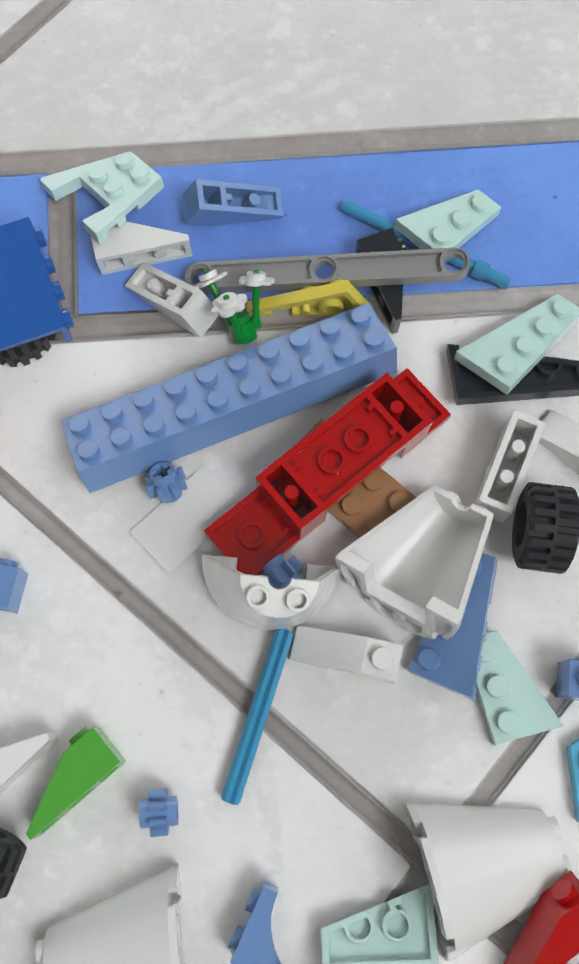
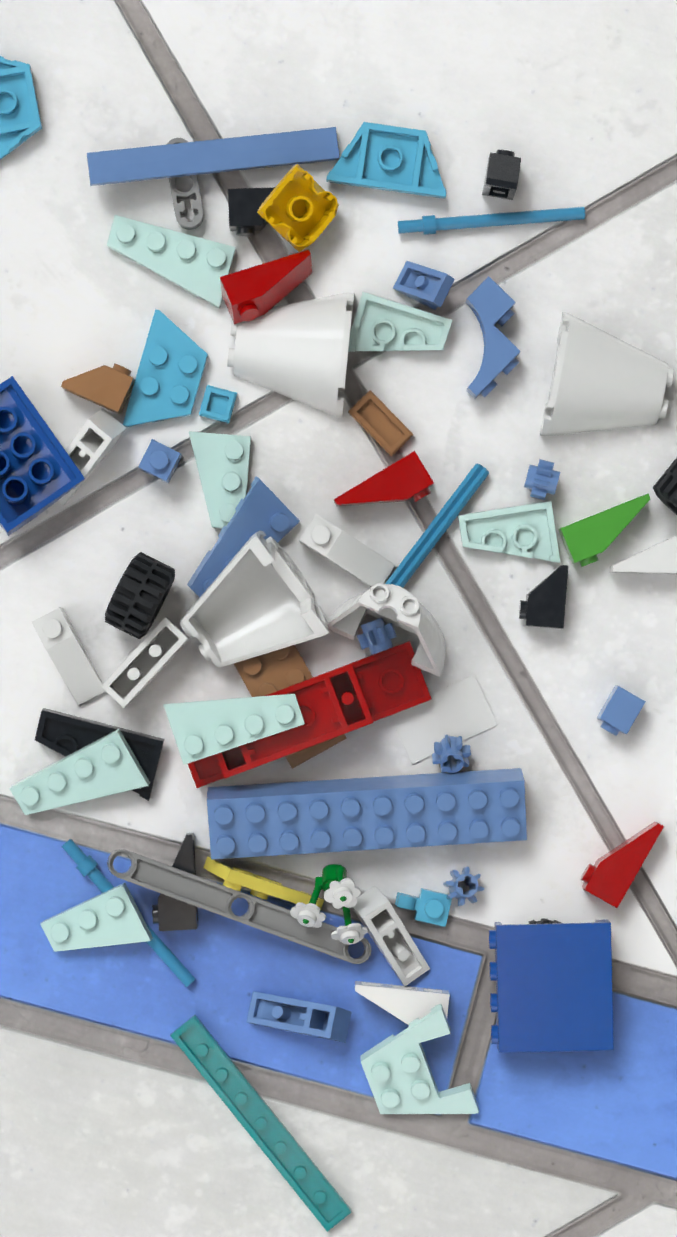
camera: 165 degrees left, 15 degrees up
(106, 358) = (469, 880): none -> medium blue gear
(113, 675) = (546, 601): none -> black slope
(142, 337) = (429, 906): none -> medium azure plate
(172, 742) = (513, 530): none -> light aqua wing
(238, 116) = (261, 1123): none -> teal tile
(320, 748) = (395, 483): none -> red slope
(360, 812) = (380, 423): none -> medium nougat tile
(414, 417) = (223, 724): none -> light aqua wing
(544, 769) = (218, 404): none -> medium azure tile

